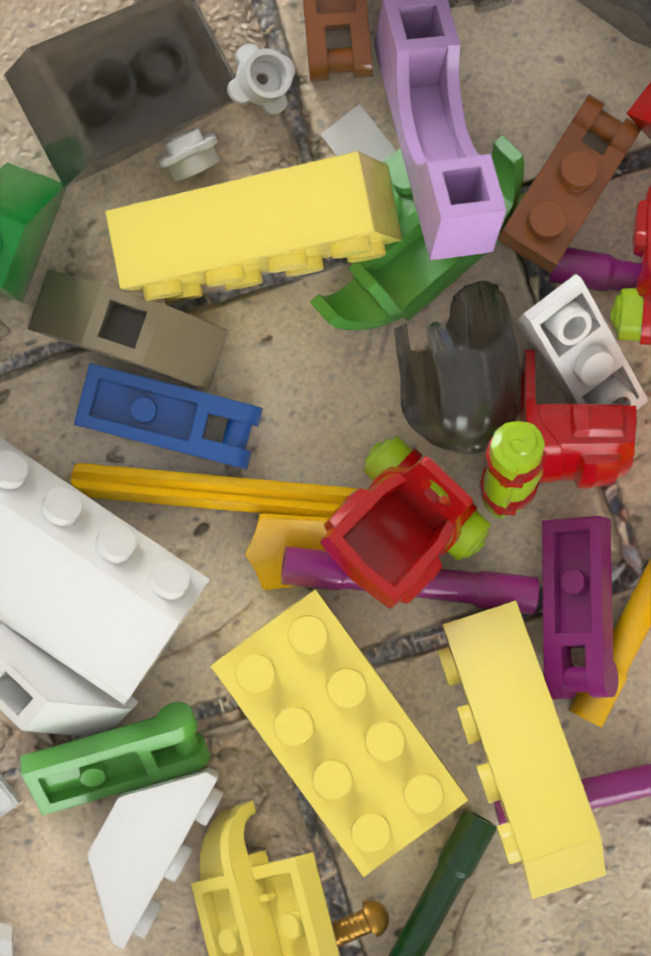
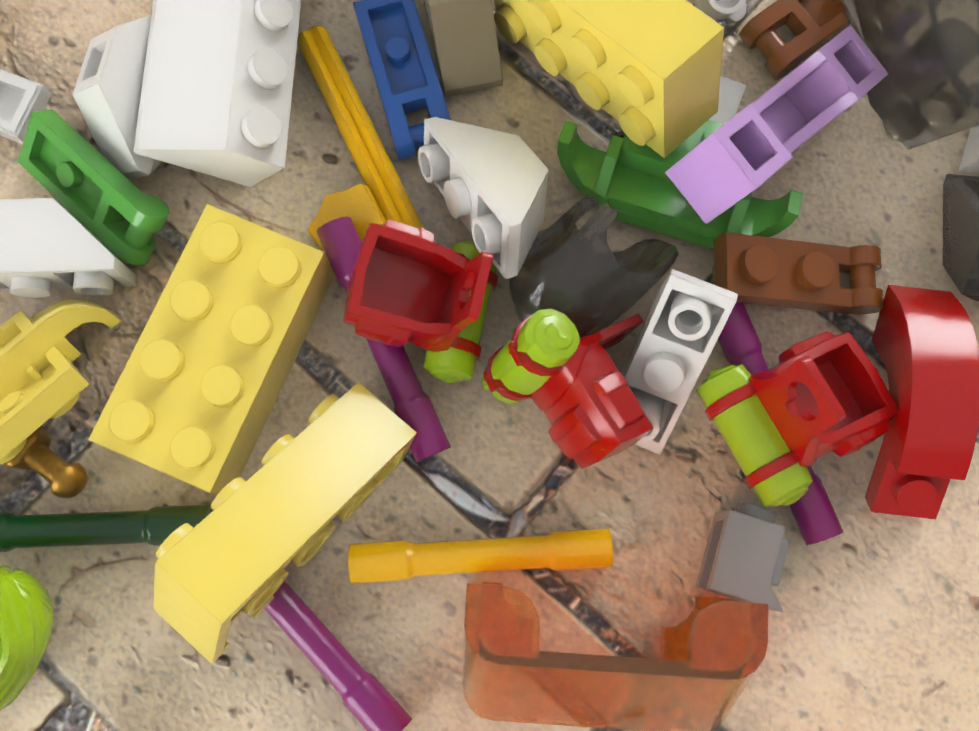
camera: 60 degrees right, 10 degrees down
(336, 409) = (489, 184): none -> white slope
(578, 606) = (442, 496): magenta plate -> none

